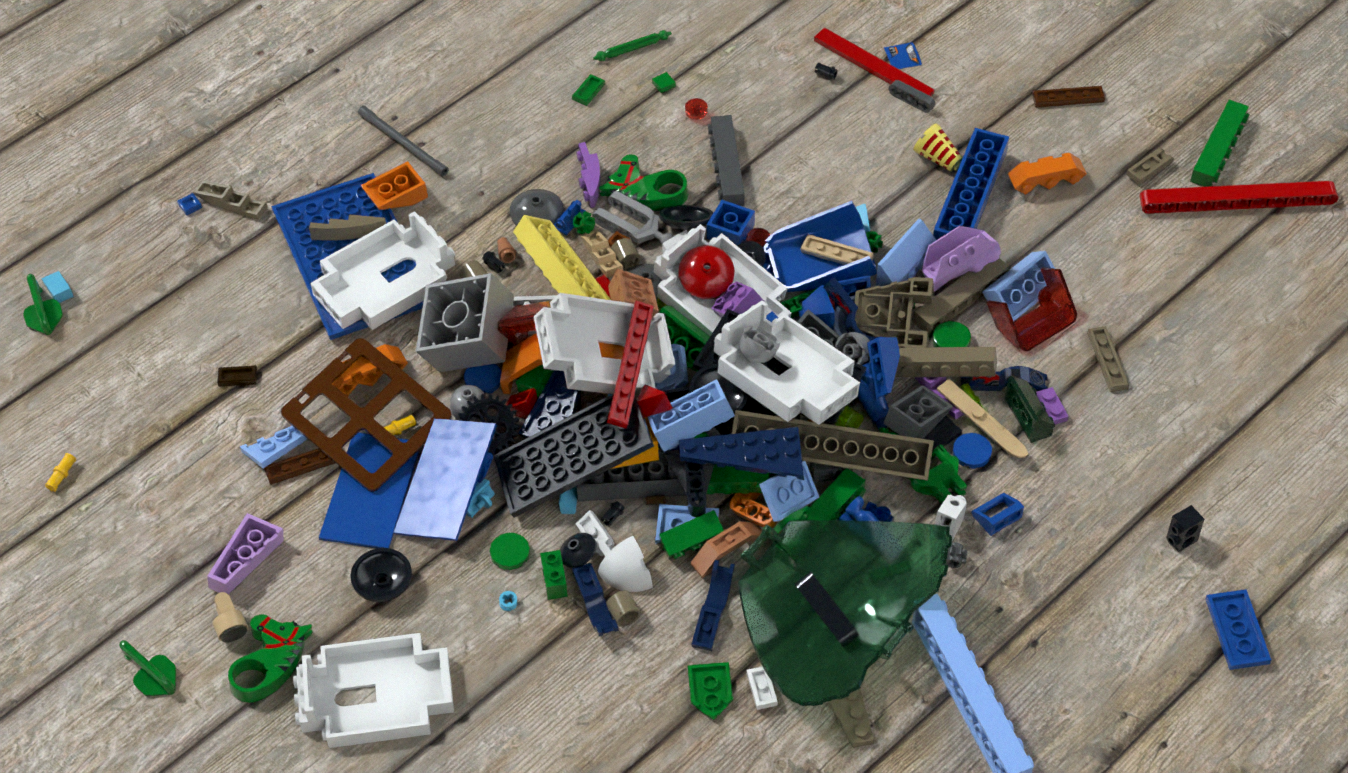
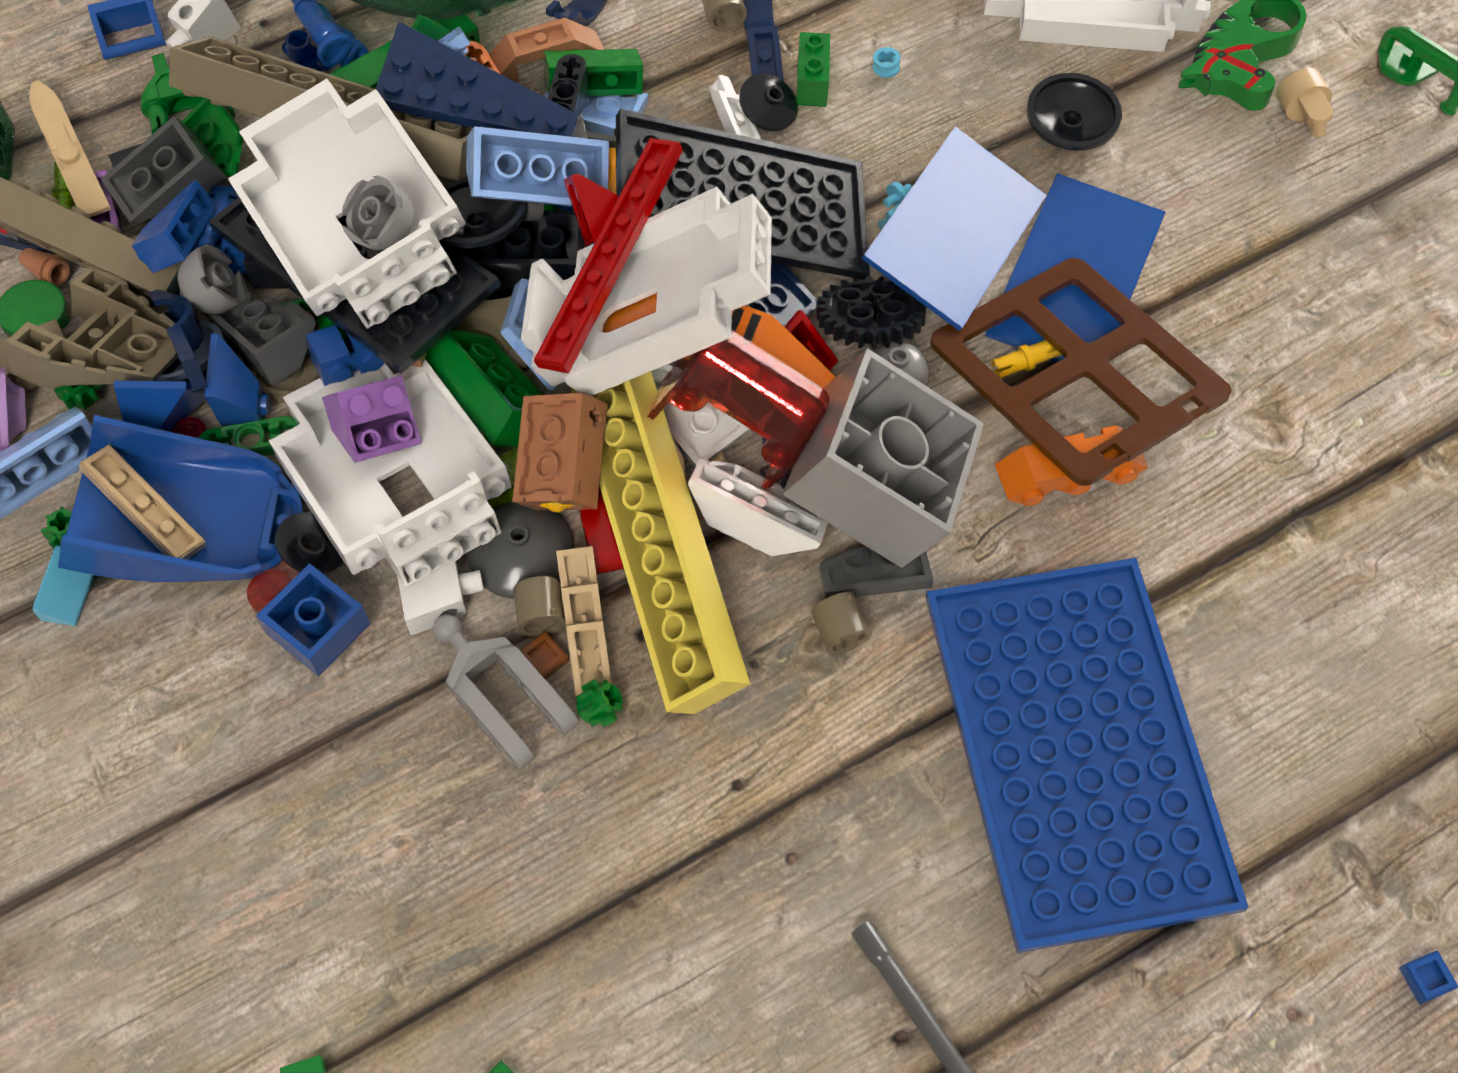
camera: 170 degrees left, 10 degrees up
(230, 200) = (1340, 962): dark tan slope -> none
(237, 376) = (1306, 529): dark brown tile -> none
(244, 552) = (1282, 196): lavender wedge -> none
(270, 449) = (1249, 366): light blue wing -> none
(297, 465) = (1202, 336): reddish brown tile -> none
(339, 229) = (1073, 781): dark tan slope -> none
(353, 277) = (1071, 624): white panel -> none
(396, 188) = (978, 876): orange slope -> none
(490, 259) = (801, 665): black pin -> none
(505, 250) = (769, 682): nougat cone -> none
(509, 551) = (870, 129): green tile -> none
(538, 204) = (690, 803): dark grey dish -> none
(565, 222) = (626, 734): blue hinge -> none
(589, 174) = (553, 819): medium lavender slope -> none
(625, 568) = (699, 48): white brick -> none
(645, 188) = (466, 760): green animal -> none
(685, 216) = (369, 662): black dish -> none
(696, 108) = (263, 970): clear red wheel -> none
(703, 282) = (400, 482): red dish -> none
(727, 160) = (255, 801): dark grey brick -> none
(972, 450) = (110, 126): blue tile -> none

